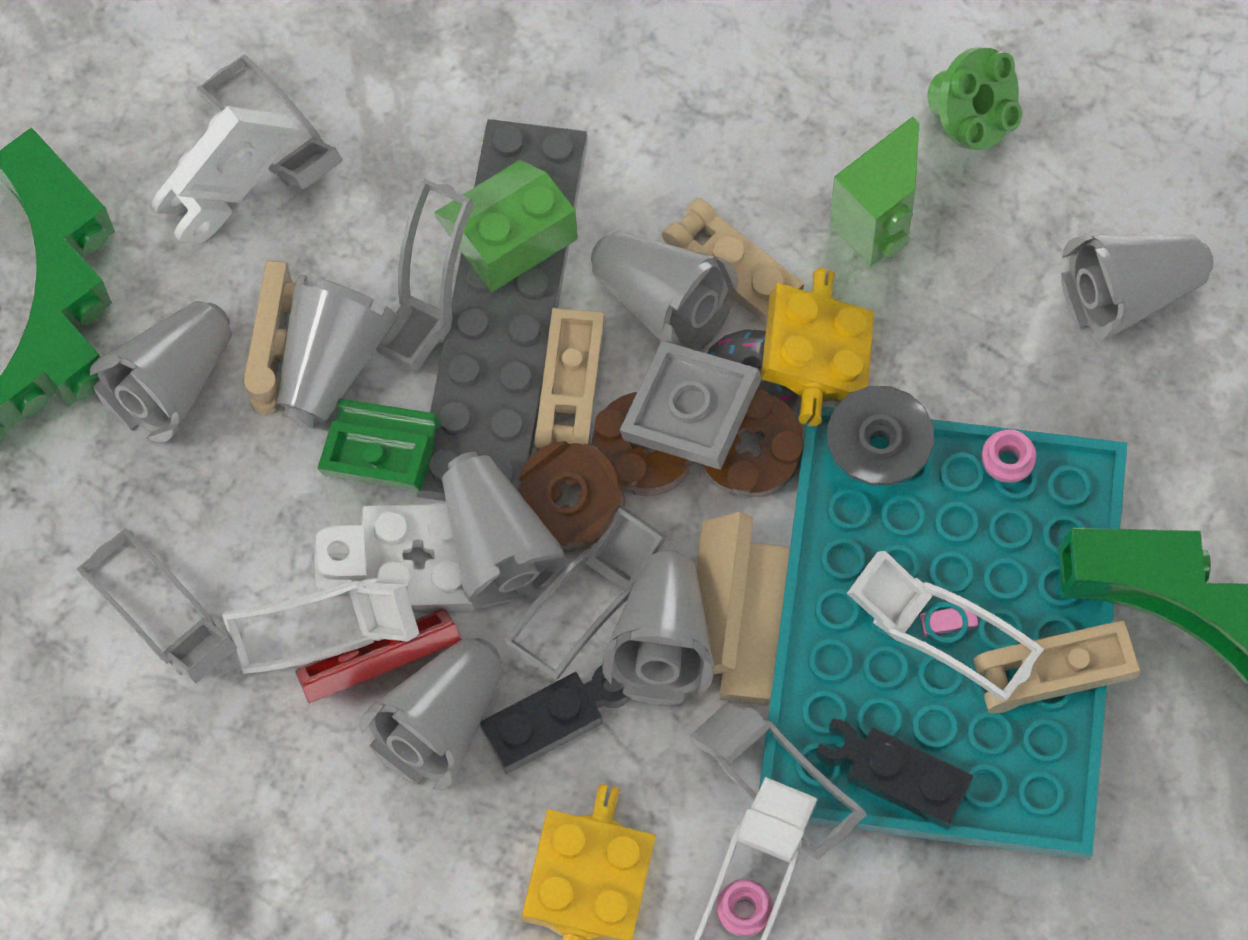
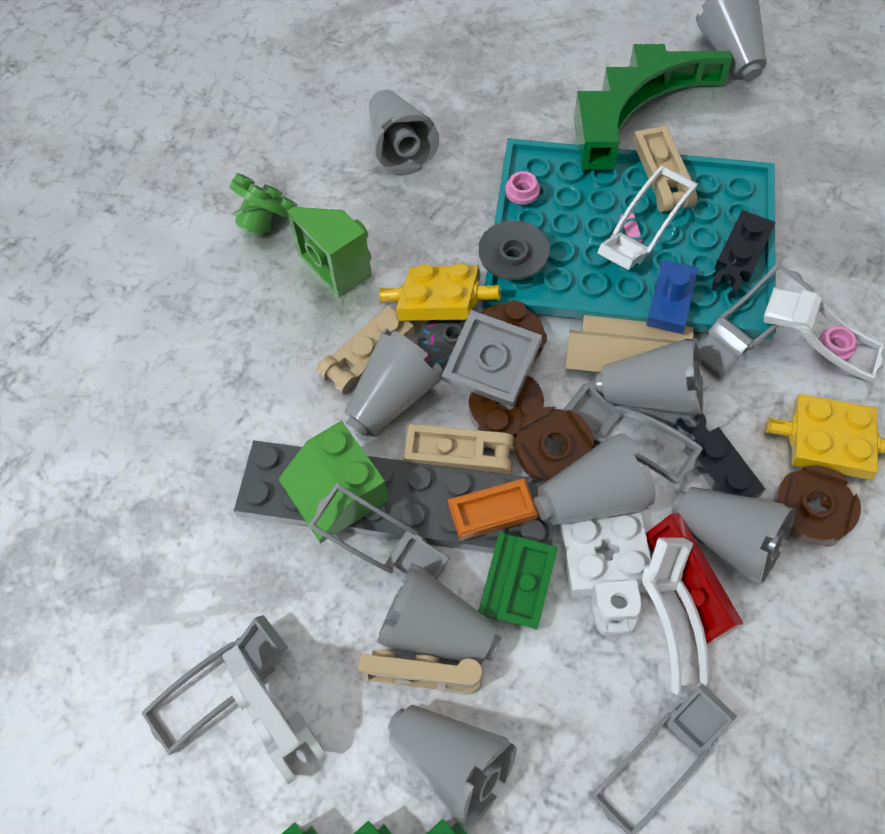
camera: 90 degrees left, 5 degrees down
(465, 804) = (831, 488): none -> reddish brown plate
(472, 408) = (492, 509): none -> orange tile
(811, 661) = (672, 296): none -> blue tile

